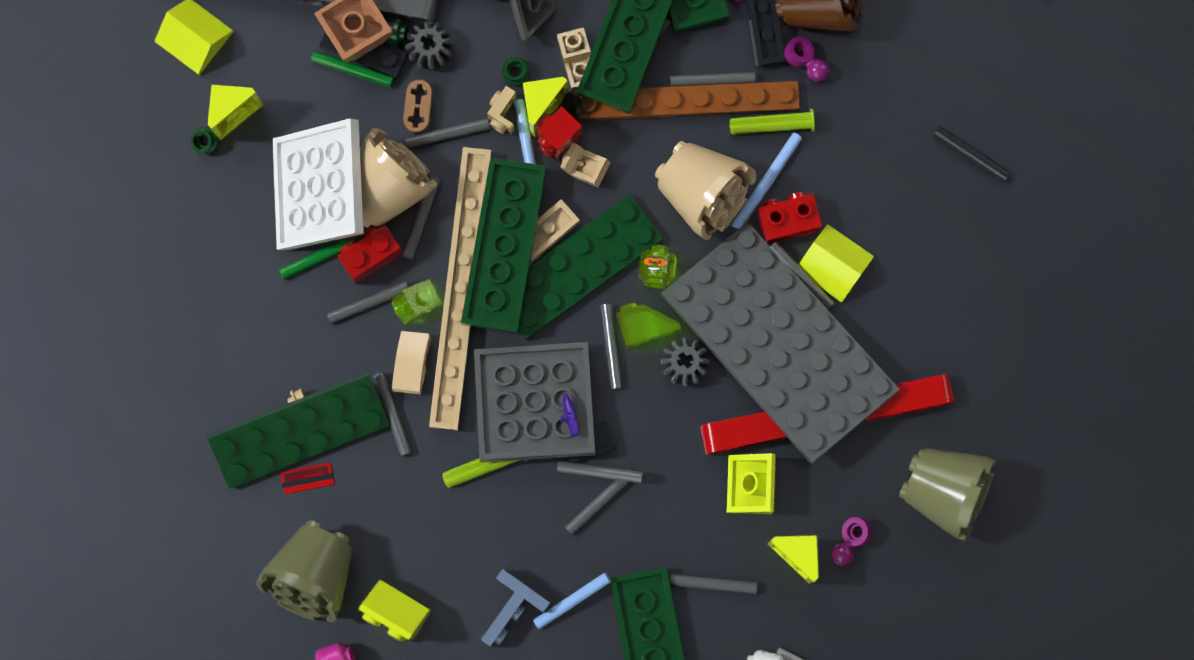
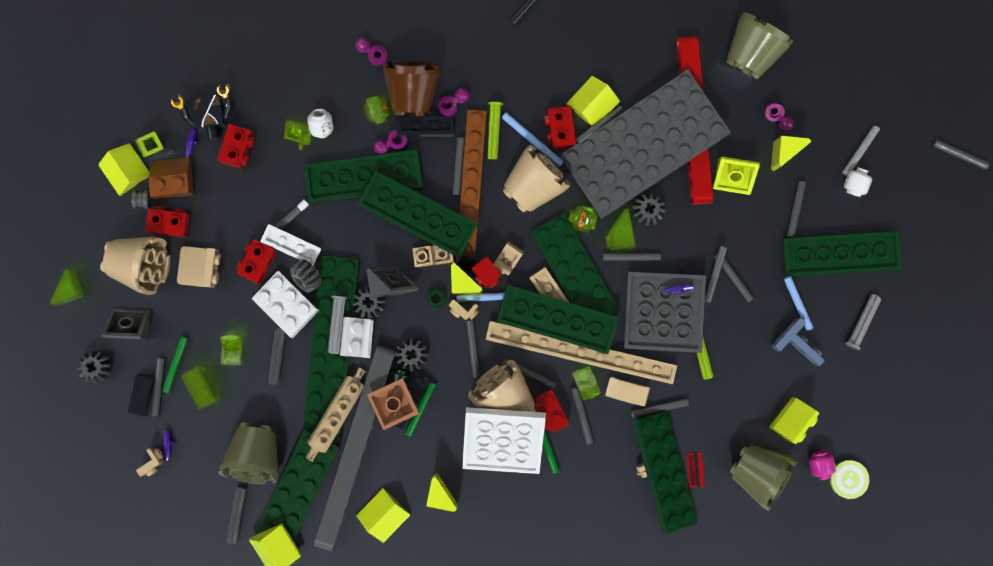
camera: 85 degrees left, 5 degrees up
(197, 140) = (461, 519): dark green plate -> none
(411, 107) = (454, 362): medium nougat beam -> none

